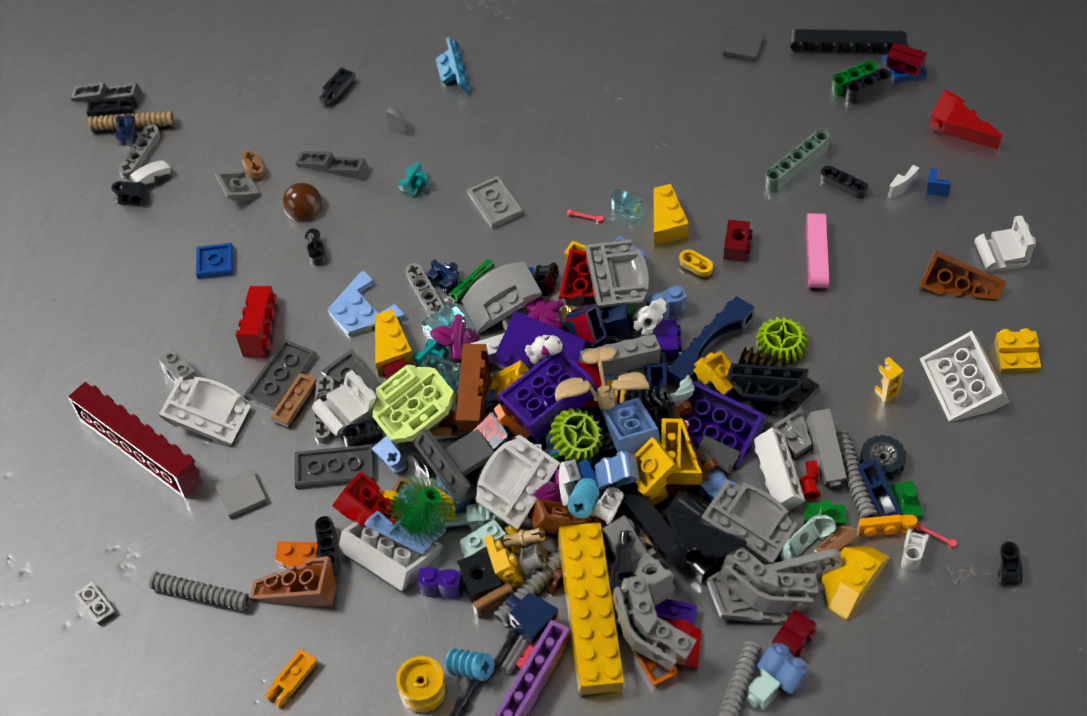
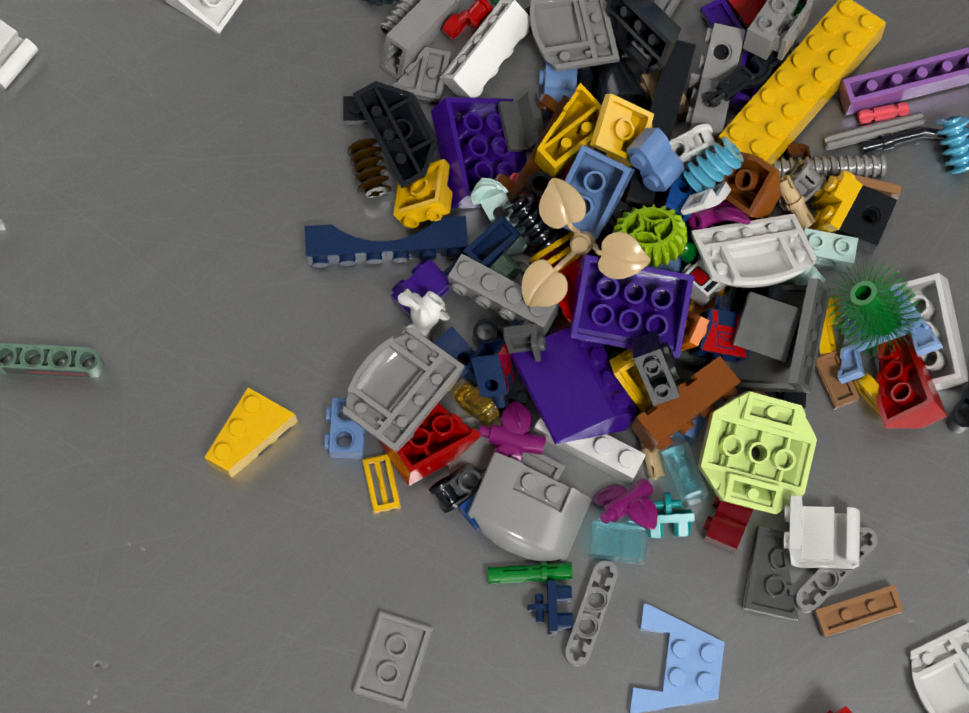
camera: 140 degrees left, 20 degrees up
(279, 374) = (842, 664): dark grey tile -> none
(332, 465) = (886, 489): dark grey tile -> none
(362, 433) = (826, 491): black piece -> none
(390, 341) = (697, 573): yellow wedge -> none
(390, 455) = (828, 436): light blue piece -> none
(442, 583) = (909, 255): dark purple brick -> none
(501, 370) = (656, 367): none -> black brick
(530, 616) = (860, 129): dark blue torso -> none
(542, 347) = (585, 356): white animal -> none
(577, 344) = (525, 338): none -> dark grey bracket
(599, 219) = (312, 516): coral hinge -> none
(626, 204) = (270, 490): clear light blue piece -> none
(675, 300) = (369, 325): medium blue brick -> none
(696, 264) = (288, 348): yellow plate -> none
(736, 240) = (212, 342): dark red brick -> none
(794, 339) = (334, 160): lime gear -> none
(817, 250) = (157, 235): bright pink beam -> none
(851, 188) = (18, 307): black beam -> none
(891, 380) = (285, 23): yellow hinge -> none
(952, 276) = (75, 75): dark orange wedge -> none

